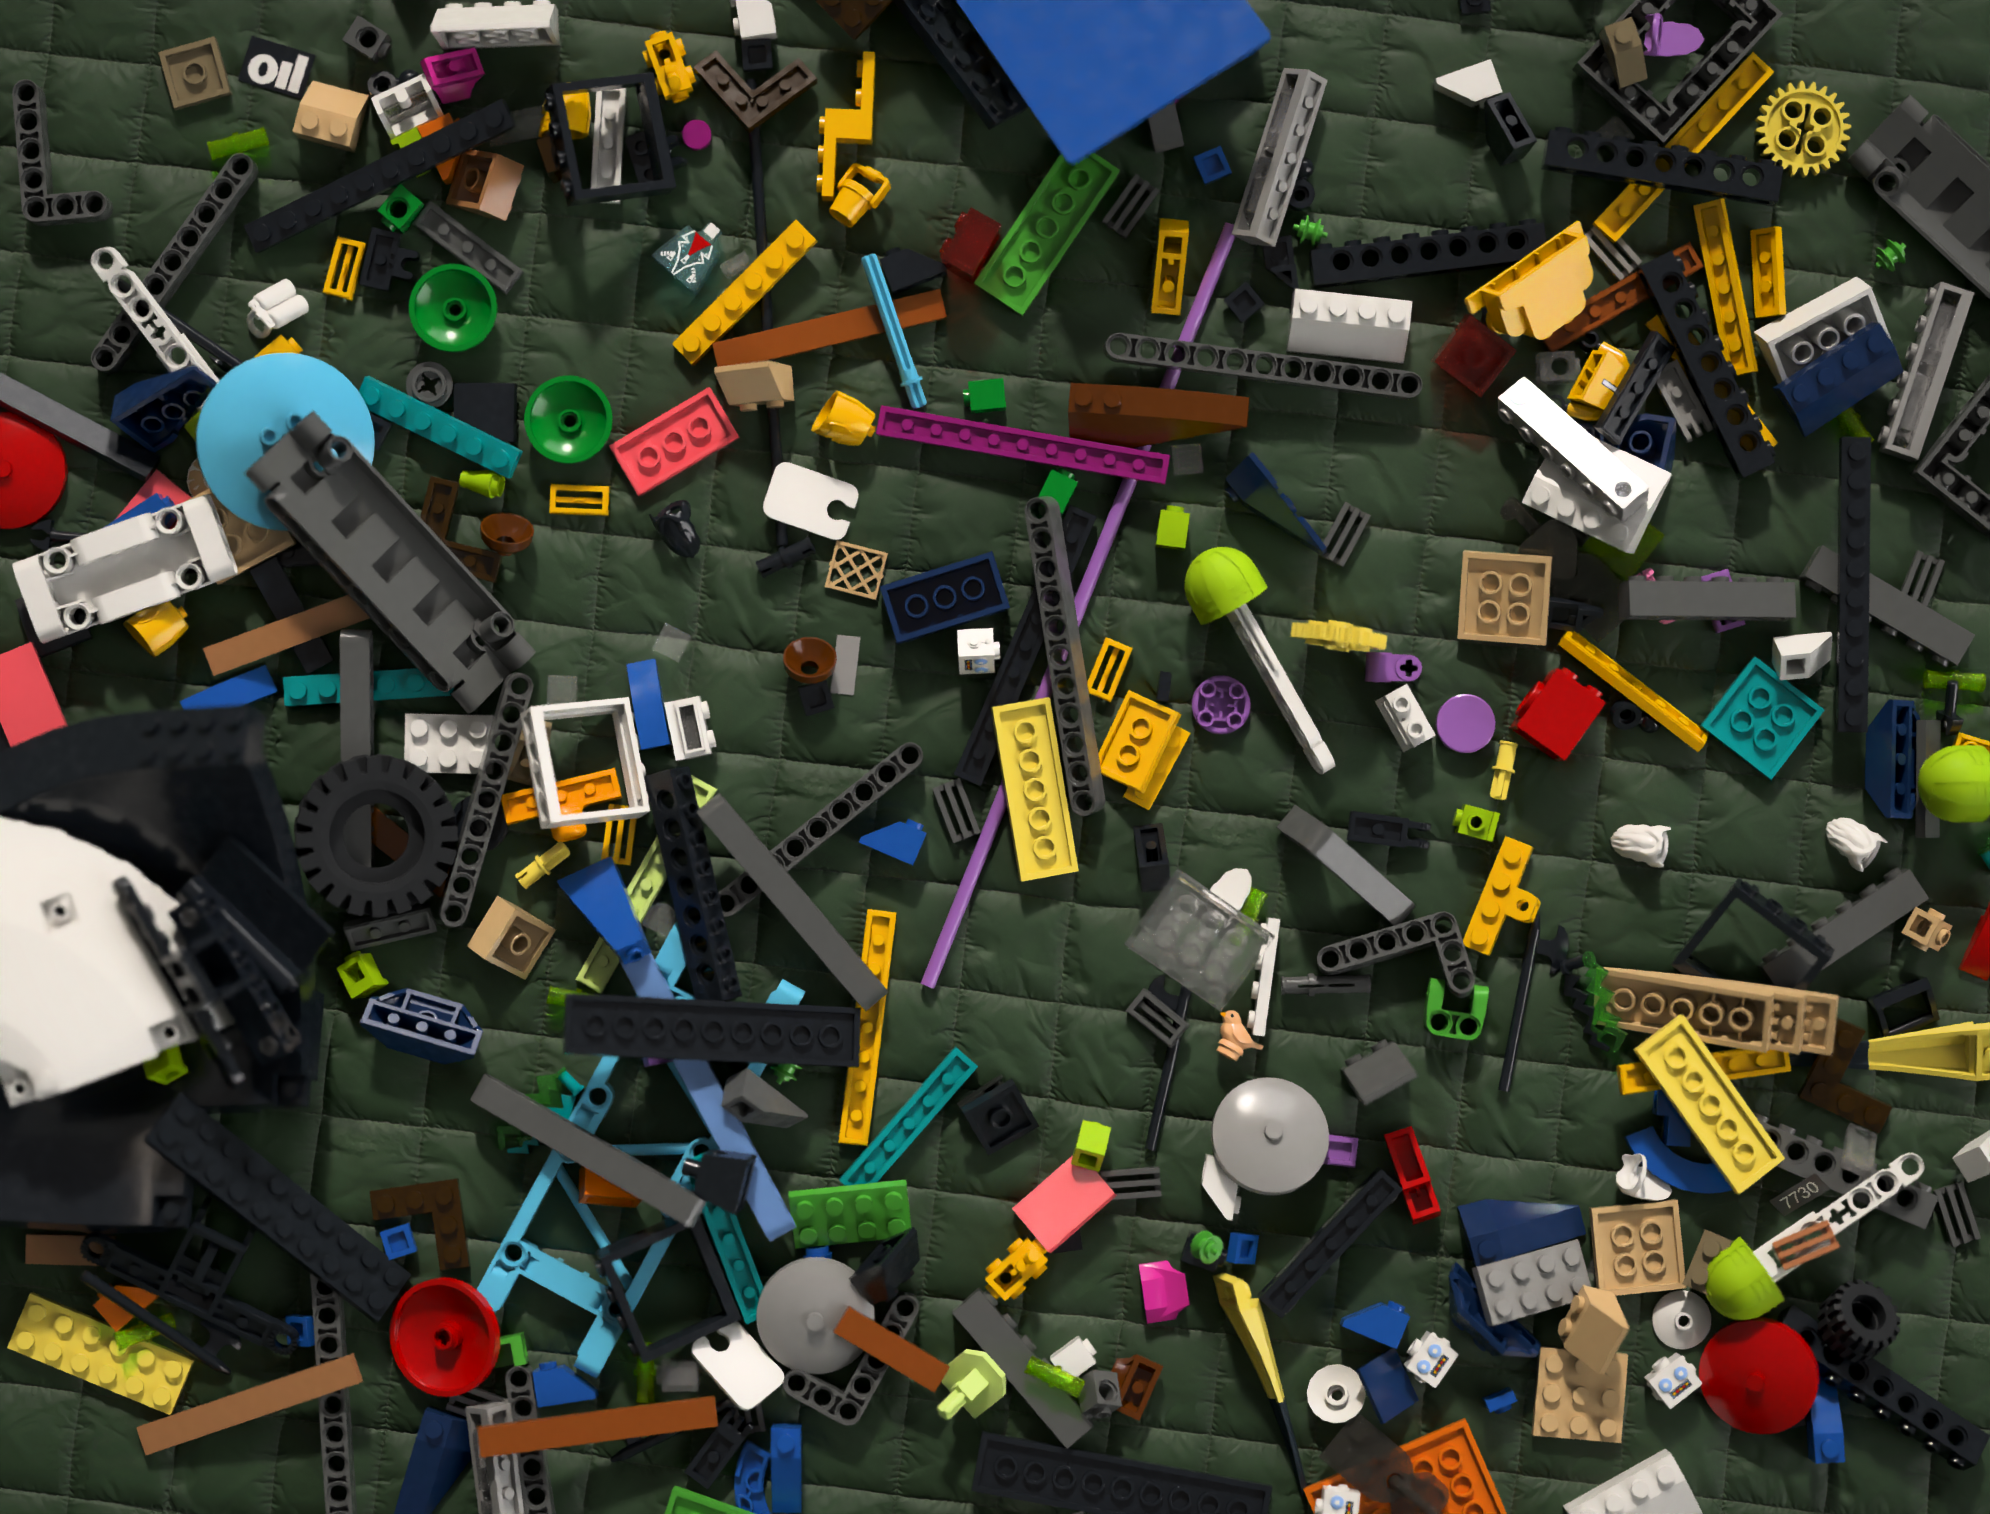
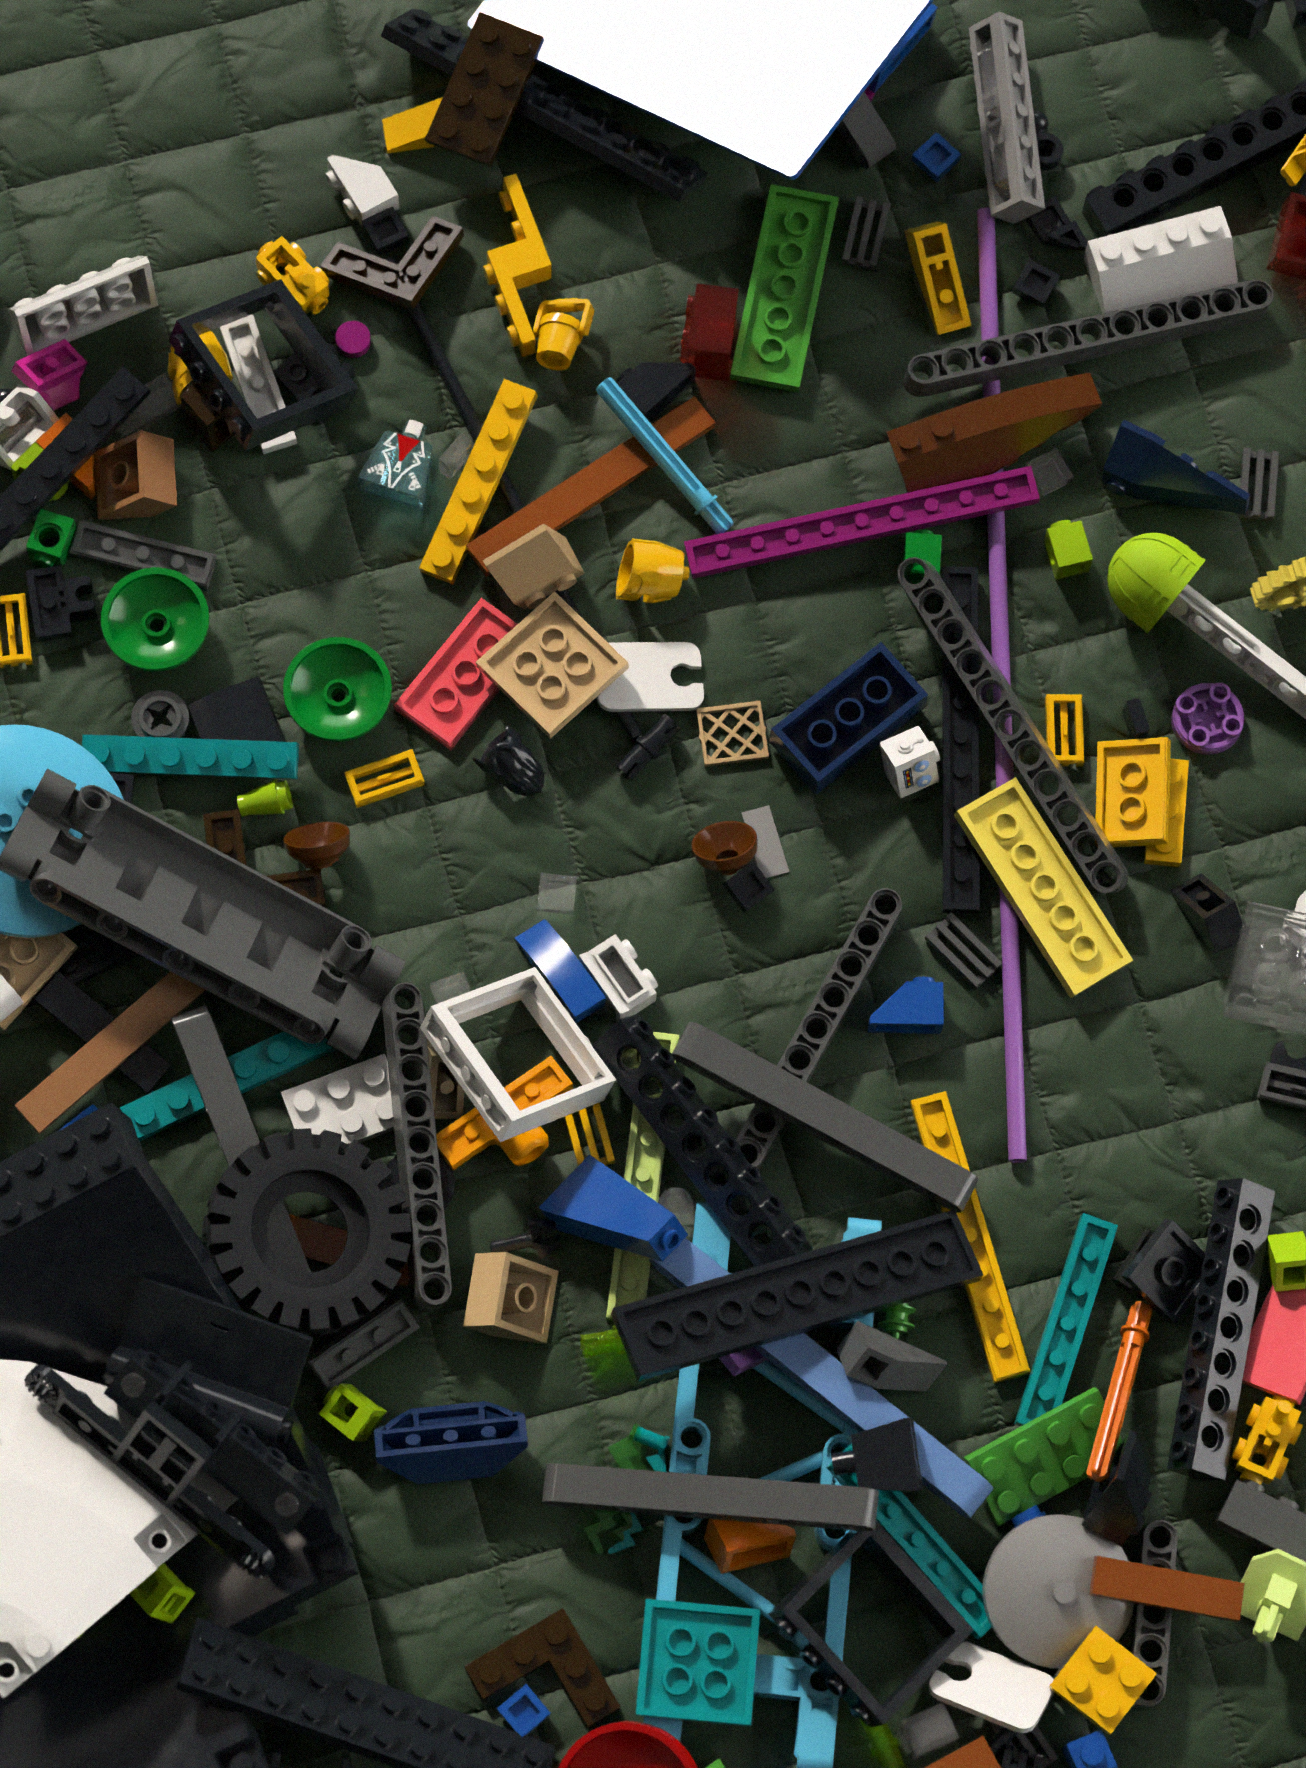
camera: 25 degrees left, 15 degrees down
(531, 1263) = (697, 1662): none -> teal plate
(543, 864) = (513, 1200): light yellow axle -> none
(546, 899) = (530, 1239): none -> black bar
(738, 466) = (552, 664): none -> tan plate
(816, 1394) = (1102, 1680): none -> yellow plate
(923, 1189) = (1134, 1336): none -> orange axle
(985, 396) = (796, 488): green brick -> none
(1018, 1175) = (1221, 1330): none -> black brick
(1310, 230) = (1074, 182): bright green wheel -> none

